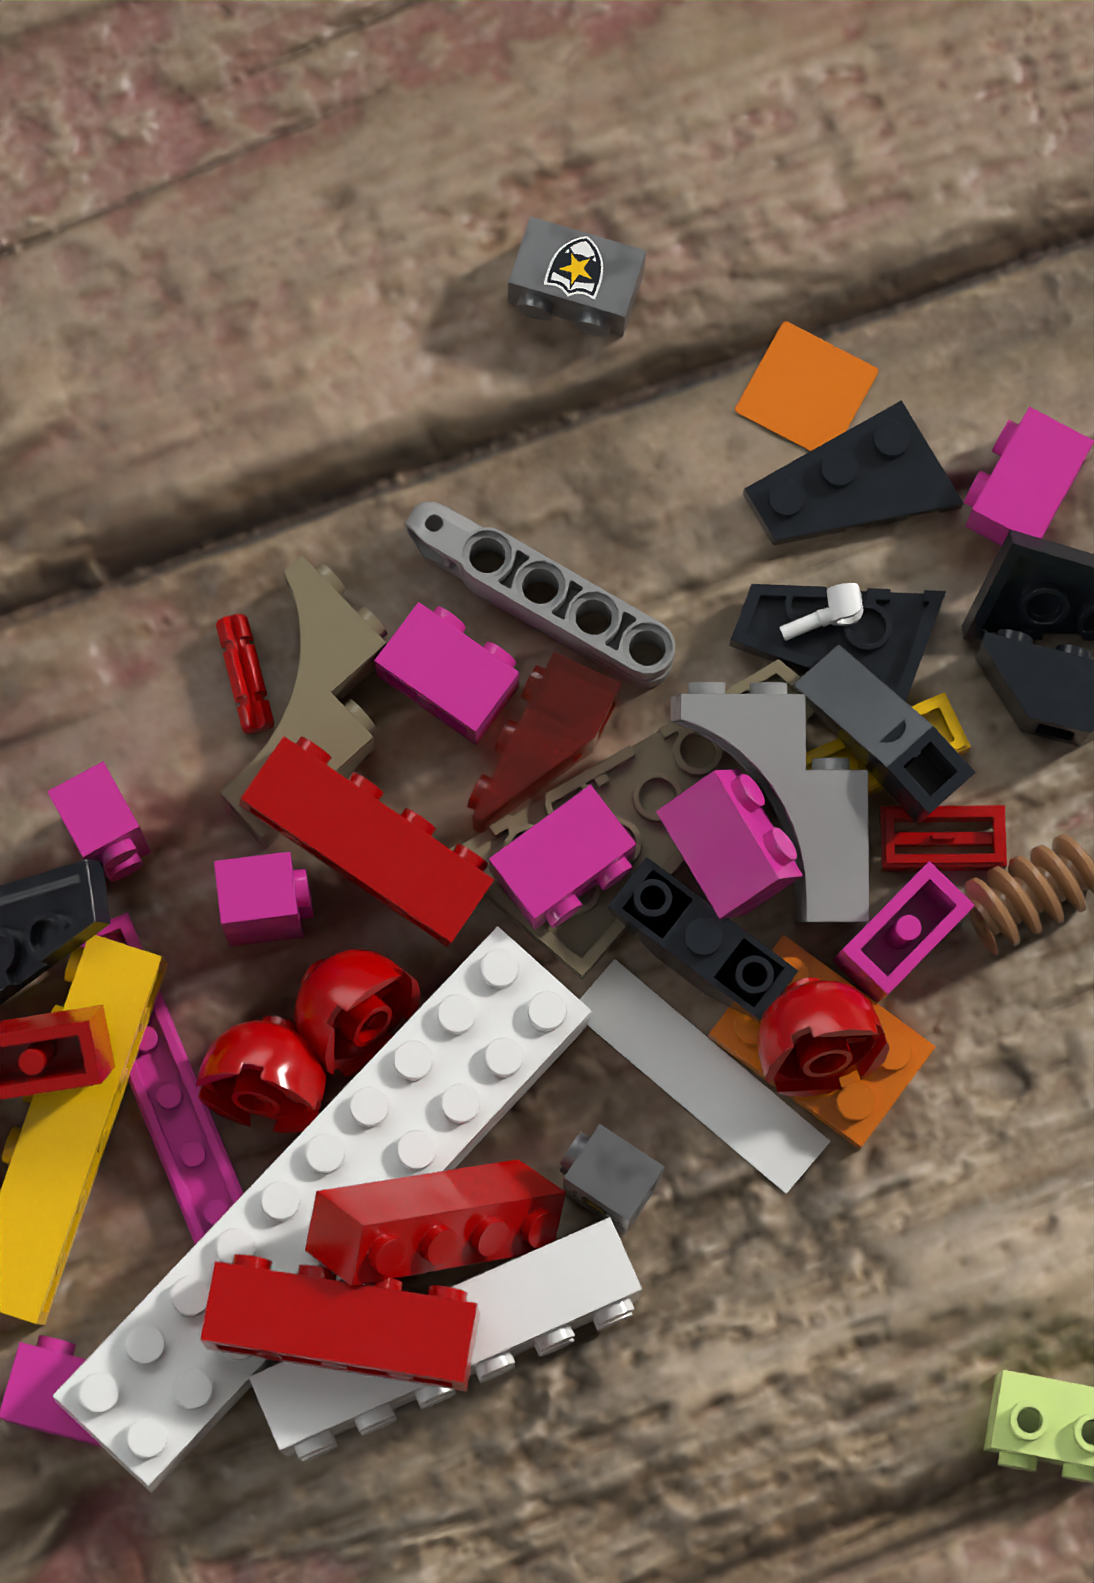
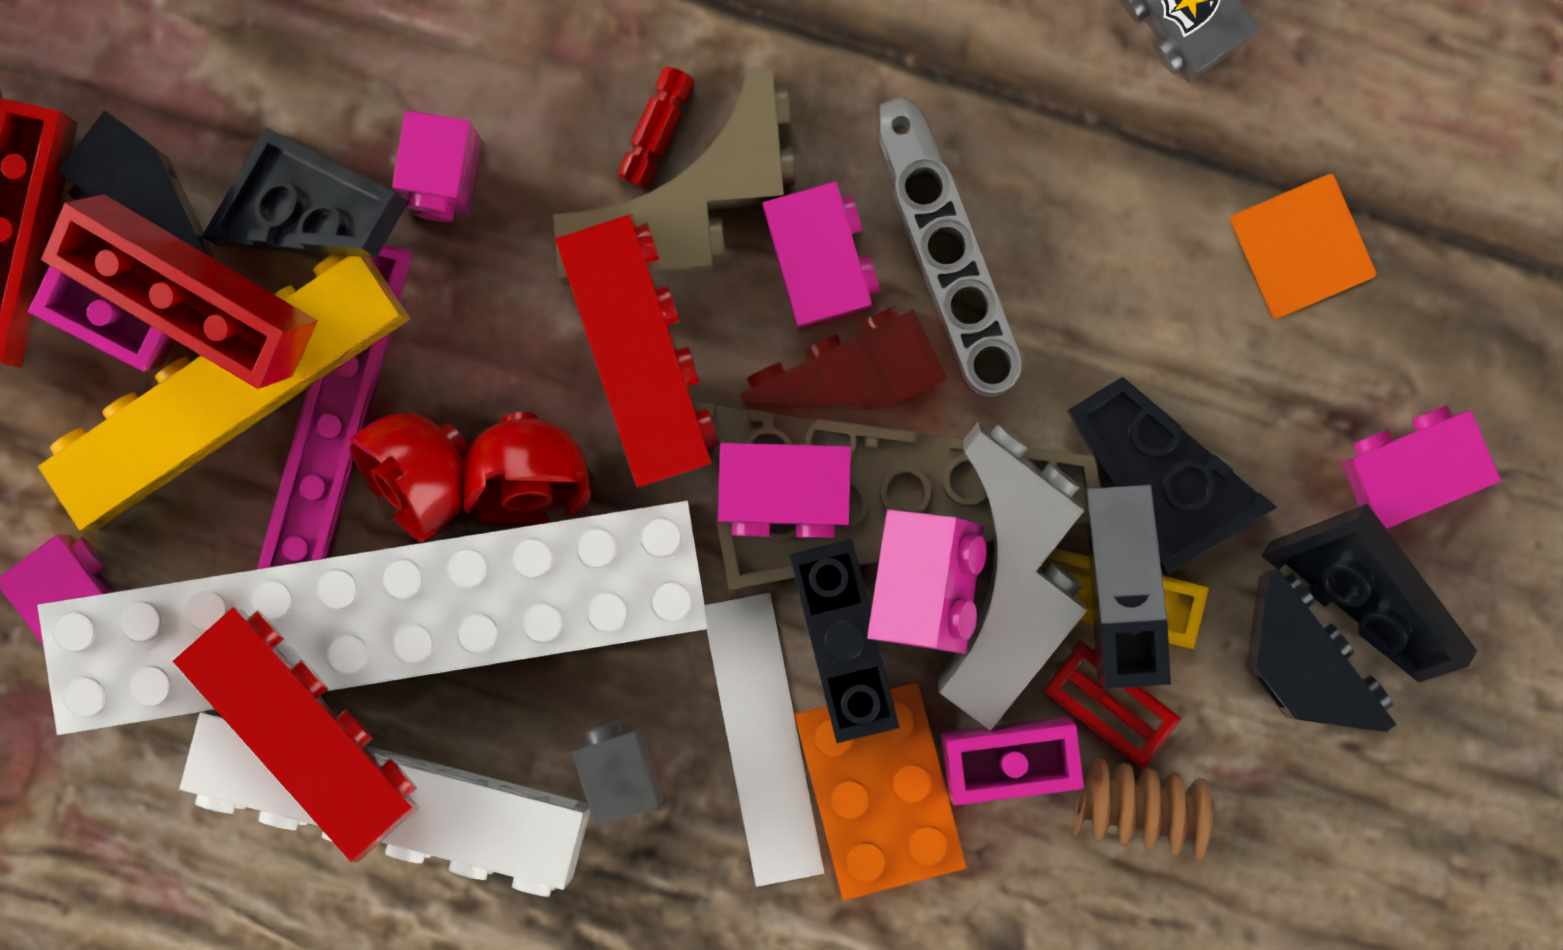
camera: 45 degrees right, 10 degrees up
(262, 898) = (518, 328): dark pink brick -> none
(433, 1221) = (442, 704): red brick -> none
(817, 1036) = (872, 791): red cylinder -> none
(843, 610) = (1180, 457): white hand -> none
(854, 480) = (1281, 354): black wing -> none

